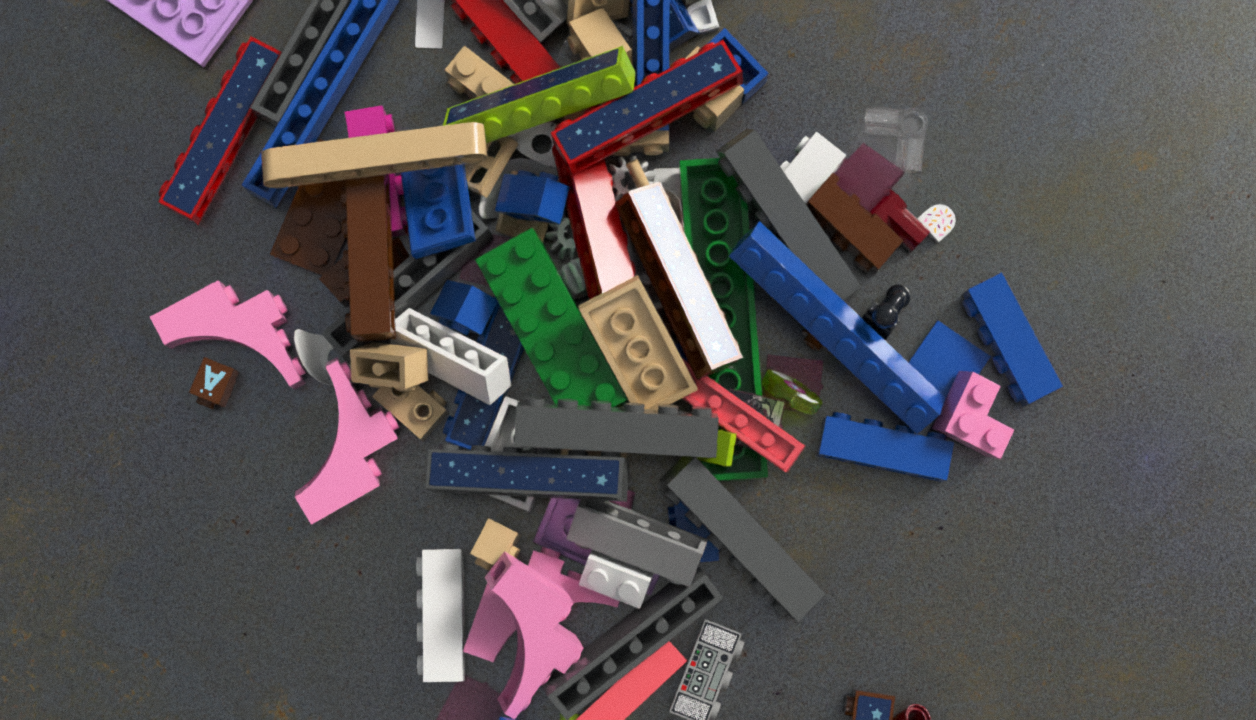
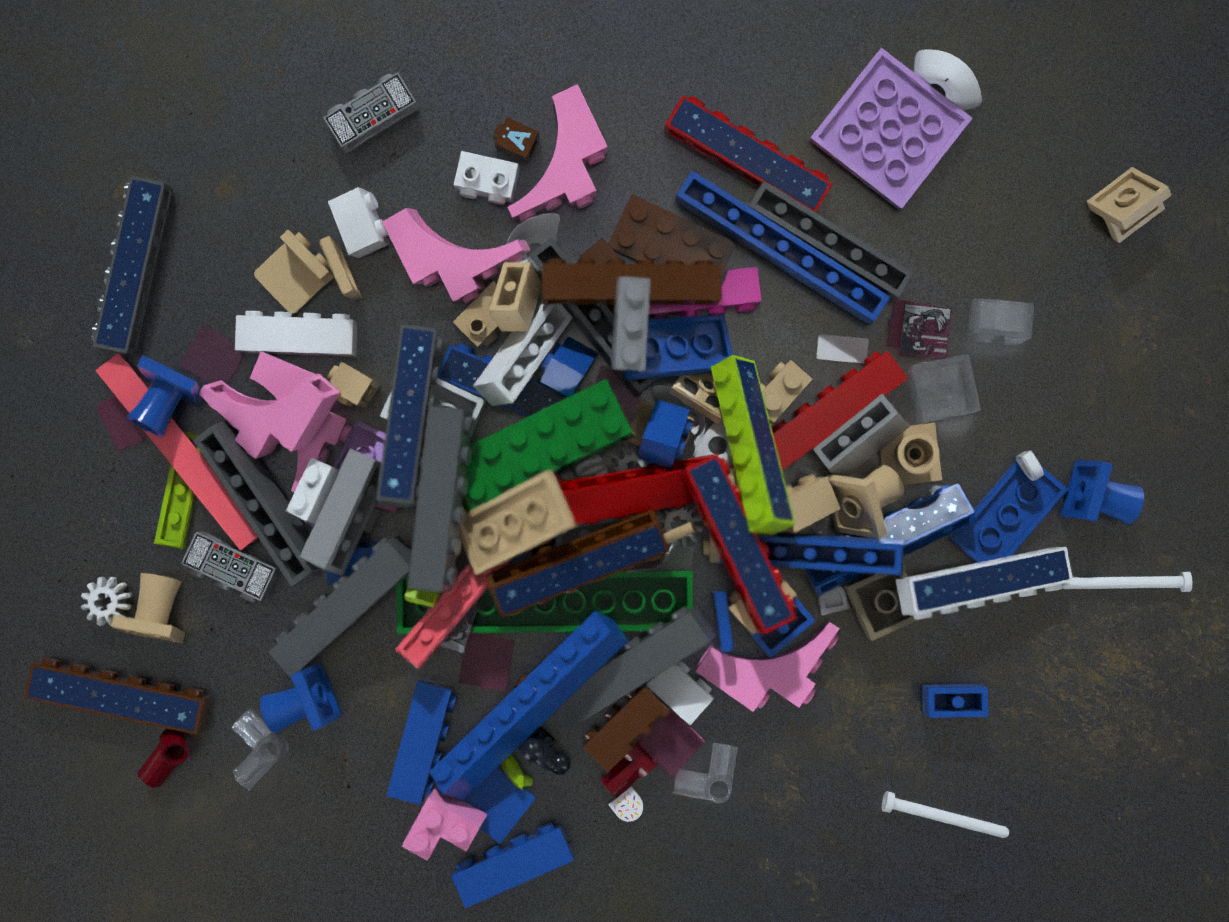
camera: 90 degrees right, 5 degrees up
(187, 547) = (370, 111): none -> brick
(257, 413) = (486, 178): none -> white brick
(312, 551) = (359, 222): none -> white brick
(366, 567) = (340, 268): none -> tan piece
(371, 622) = (294, 272): none -> tan bracket
(374, 155) = (707, 291): tan beam -> none
(414, 233) = (630, 324): none -> light grey brick
(725, 128) = (722, 620): none -> blue tile
(785, 58) = (785, 673): none -> bright pink arch
(795, 392) = (476, 660): clear neon green tile -> none
(851, 583) = (309, 698): none -> blue plant
(912, 343) = (515, 773): none -> lime bar
(921, 627) = (259, 761): none -> clear piece

